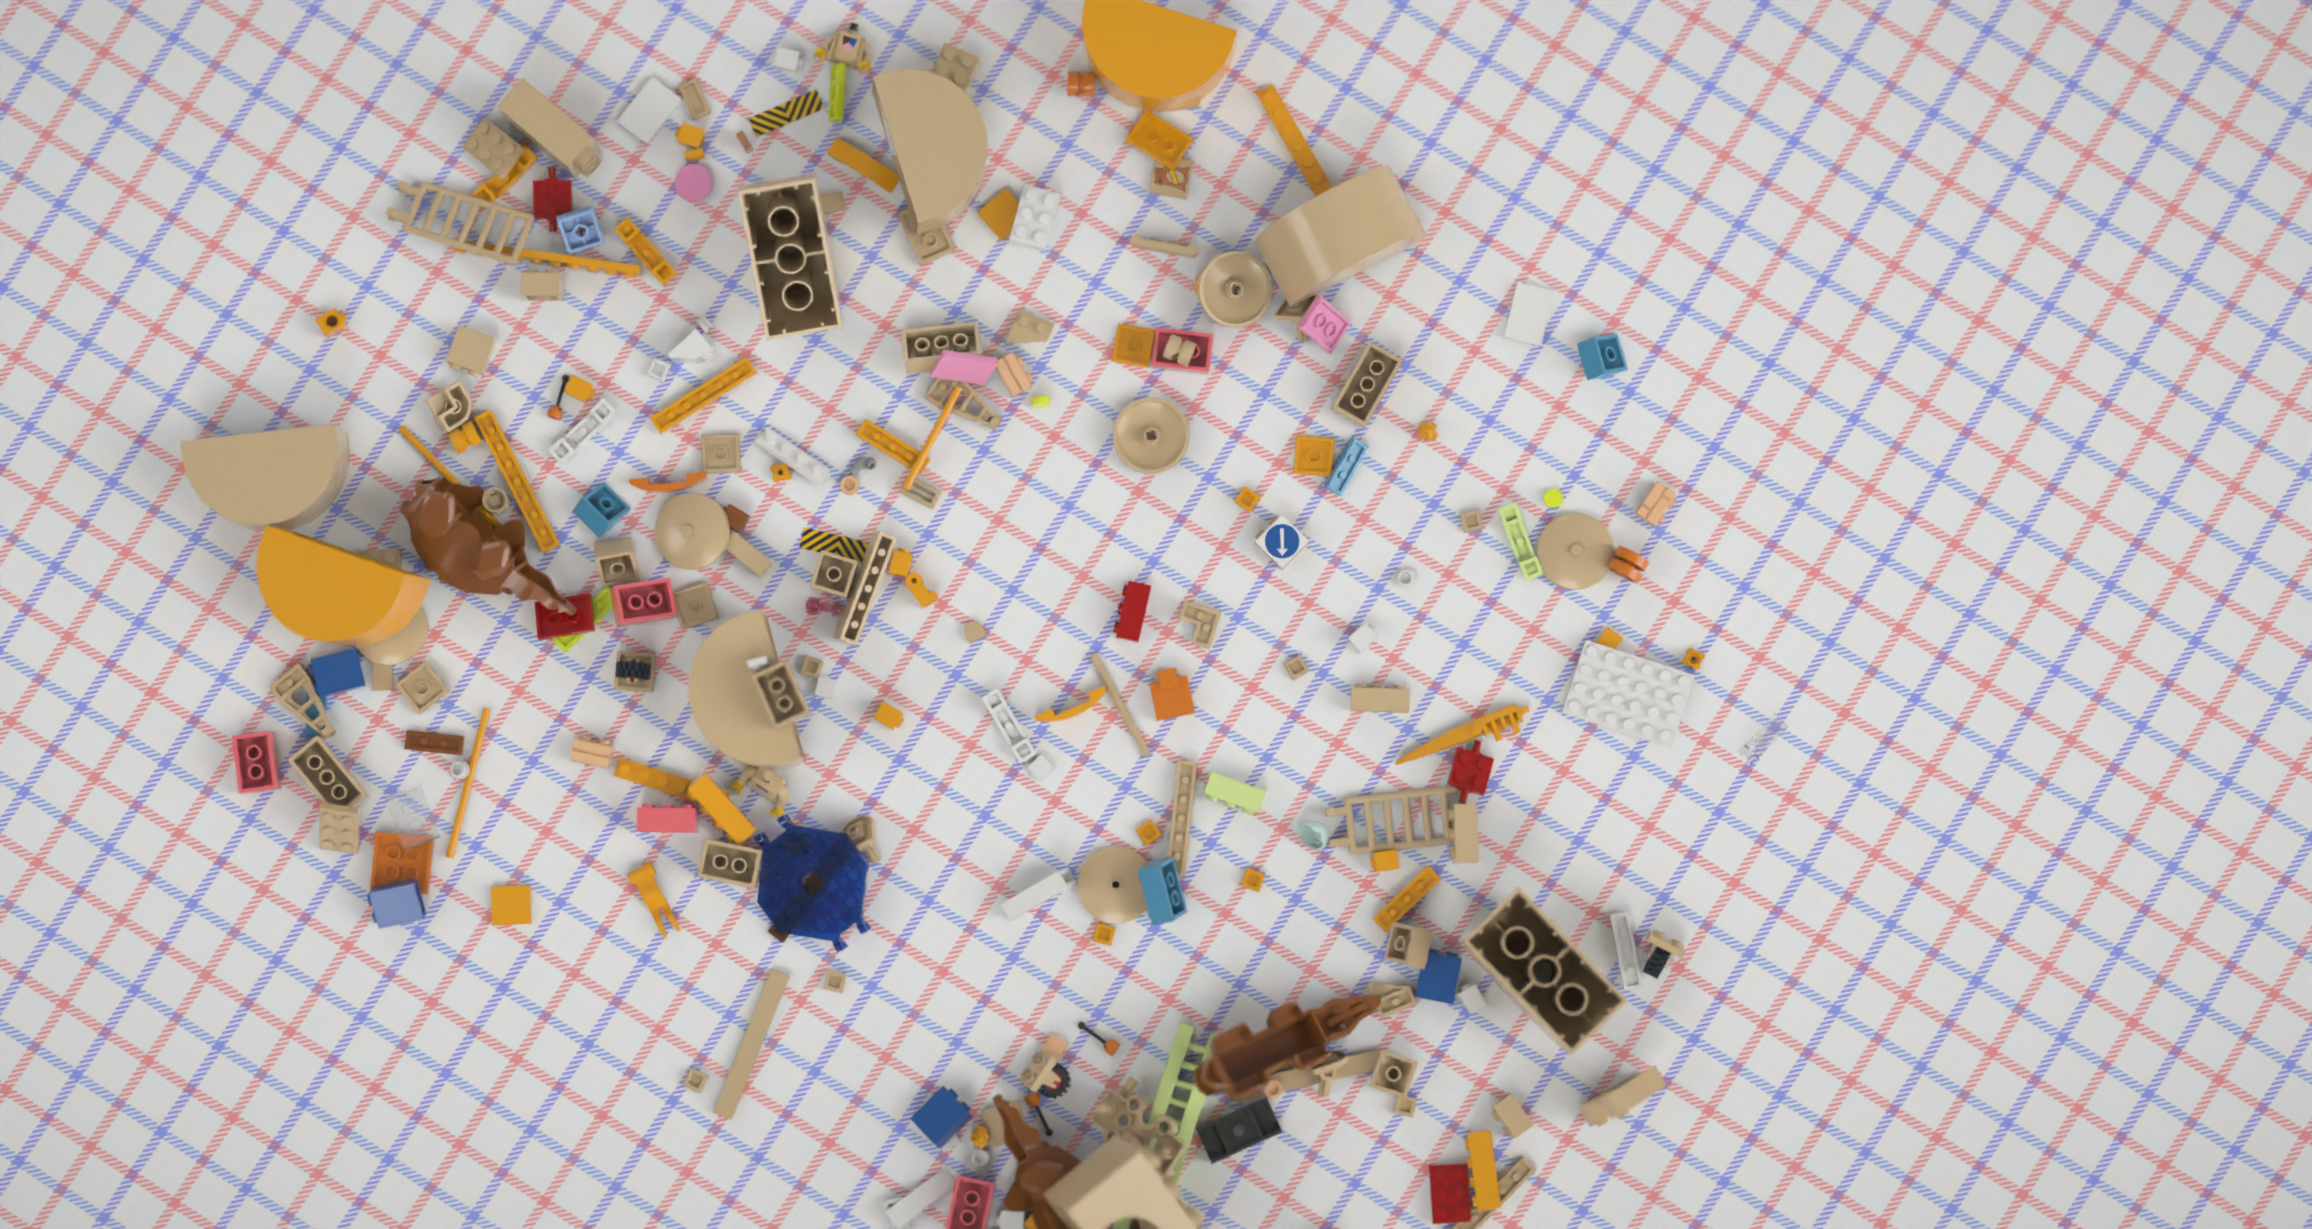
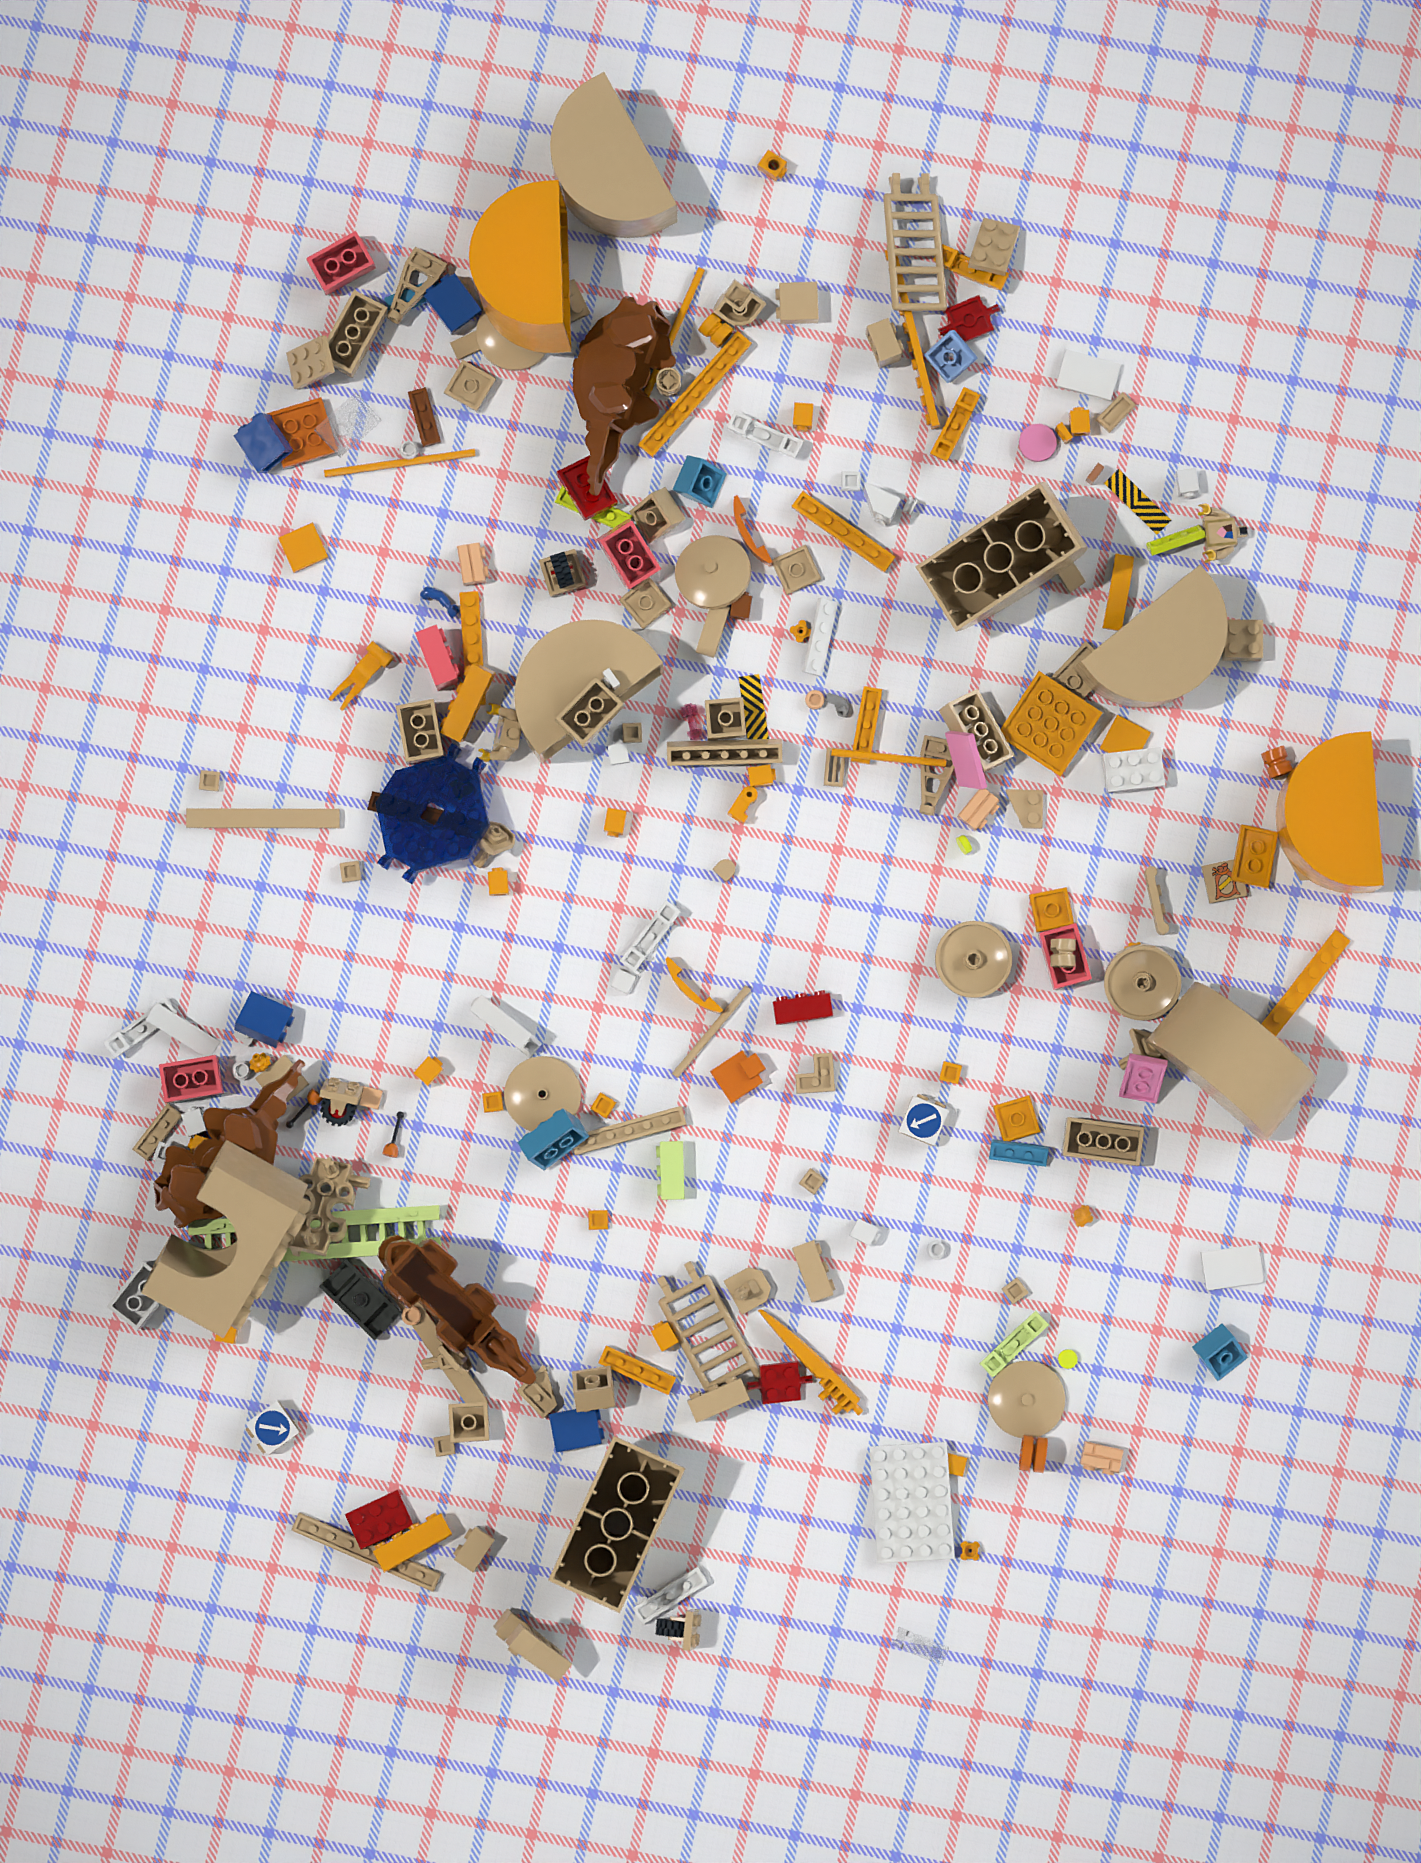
camera: 70 degrees right, 0 degrees up
(550, 129) = (1031, 291): tan brick -> none
(555, 412) = (773, 402): hinge -> none
(609, 795) = (429, 592): none -> blue arm
(901, 847) = (498, 882): none -> light orange brick
(960, 276) = (1050, 723): none -> light orange plate
(1051, 981) = (429, 1070): none -> light orange brick
(1313, 834) = (662, 1259): light aqua hair -> none
(1372, 766) = (748, 1289): none -> tan piece
(1471, 998) = (568, 1467): white brick -> none

